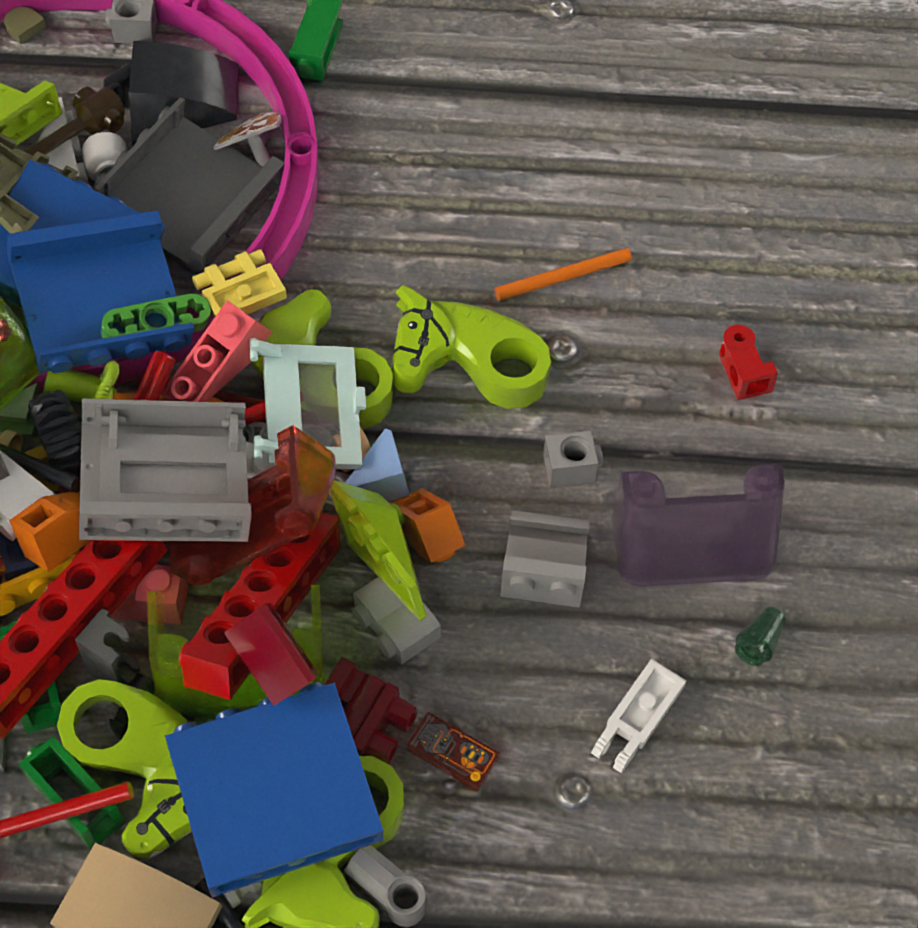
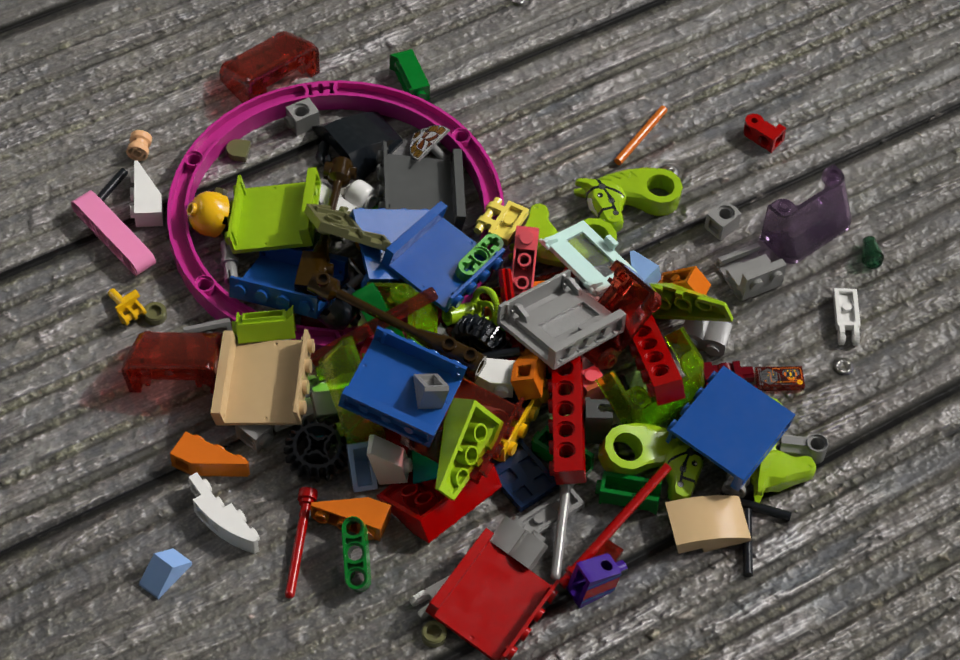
camera: 35 degrees left, 5 degrees down
(272, 653) = (696, 360): dark red slope -> none

